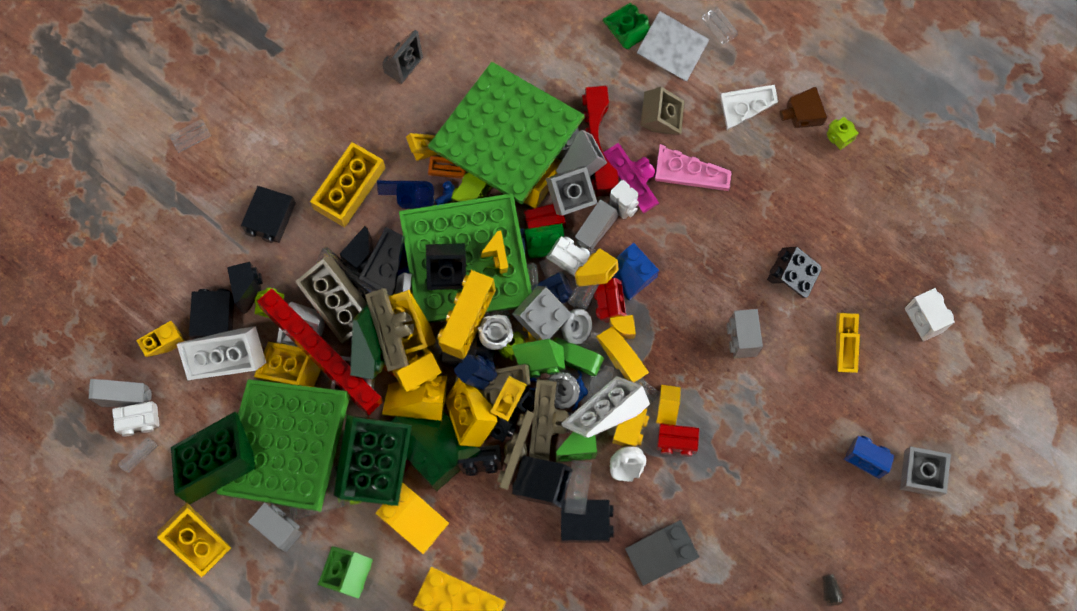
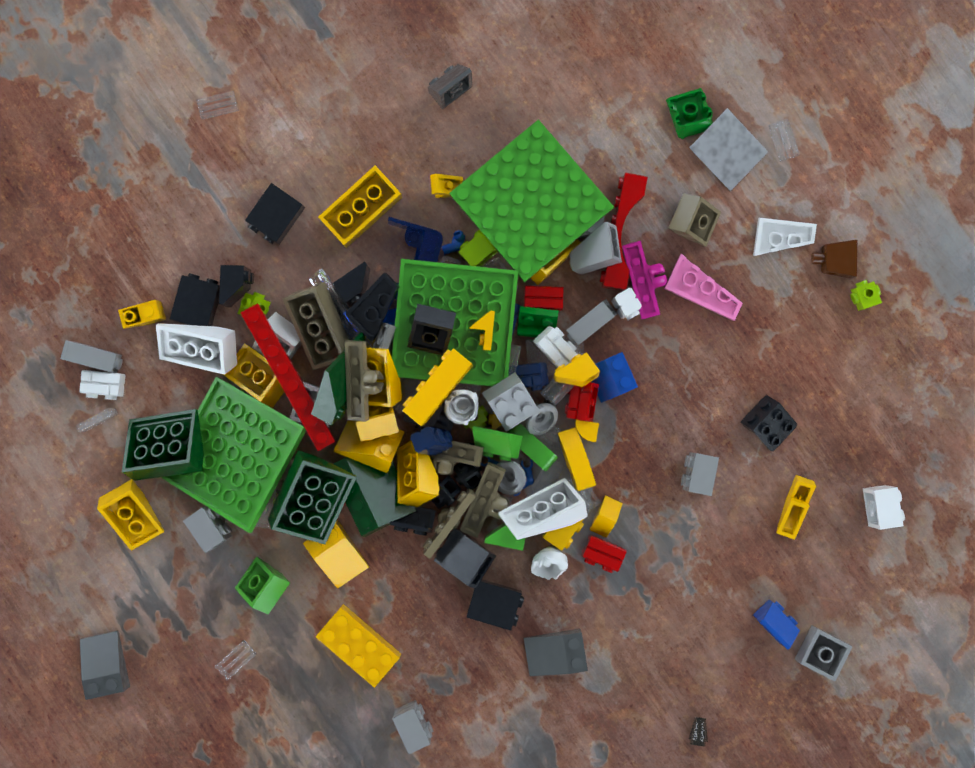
camera: 15 degrees right, 15 degrees up
(440, 173) = (456, 219): orange tile -> none
(508, 398) = (454, 476): yellow slope -> none
(571, 190) = (576, 284): light grey brick -> none
(578, 487) = (497, 573): clear tile -> none

